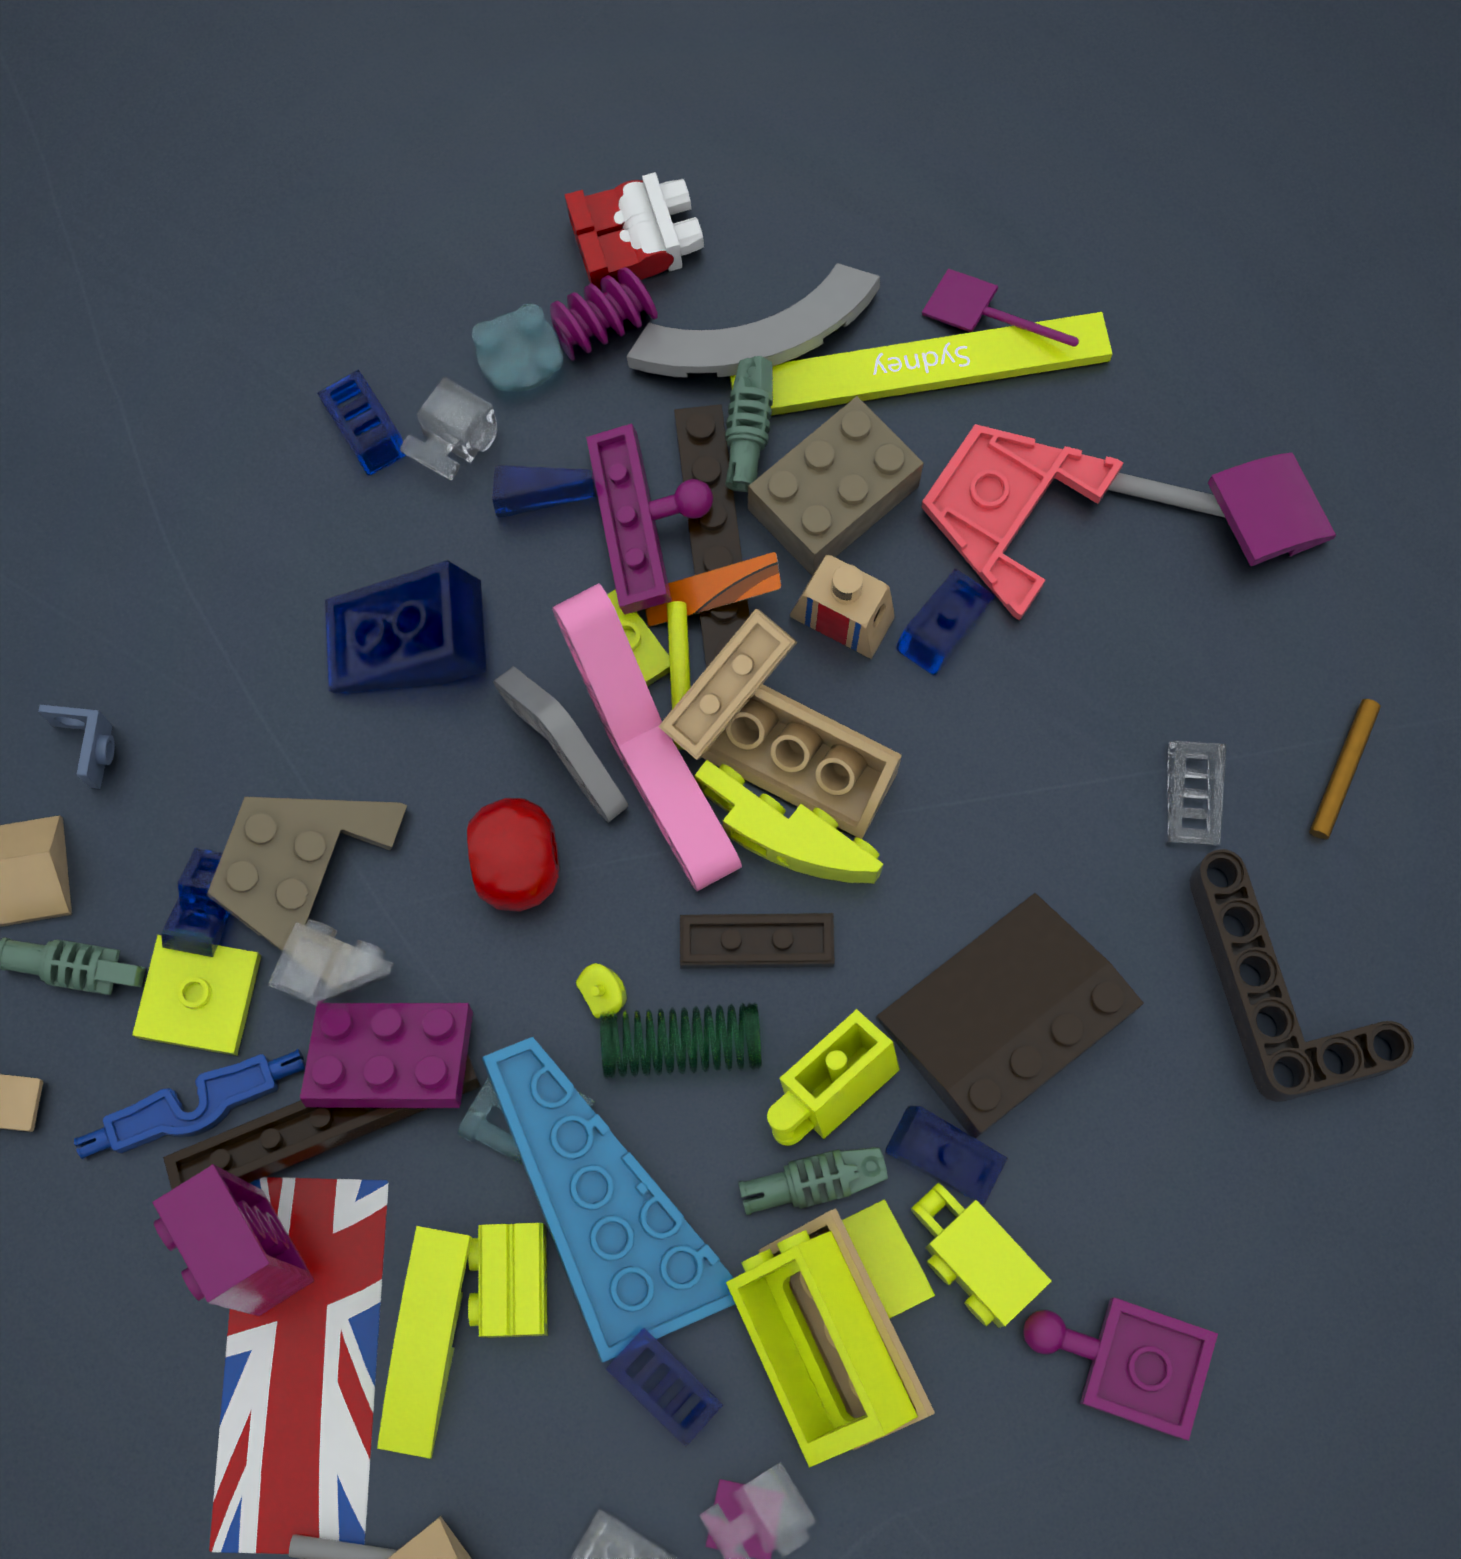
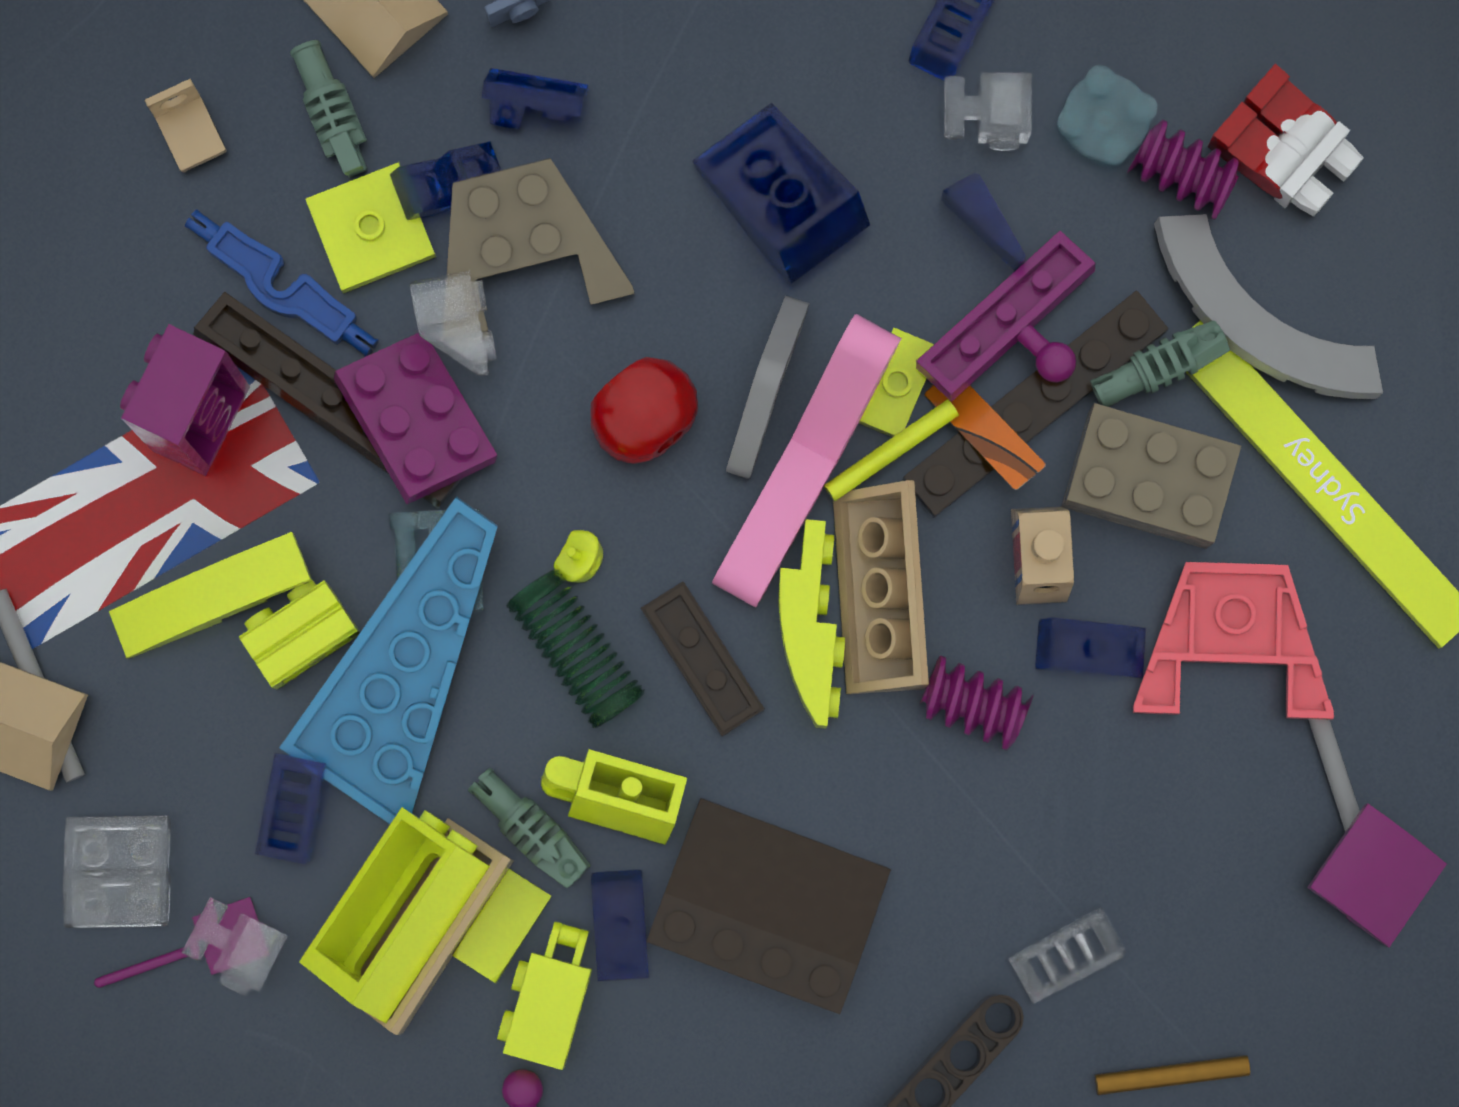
camera: 55 degrees right, 10 degrees up
(167, 800) = (514, 91): none -> clear blue hinge
(727, 684) = (896, 499): tan tile -> none
(937, 733) = (975, 703): none -> magenta piece
(964, 299) = (1412, 481): magenta piece -> none

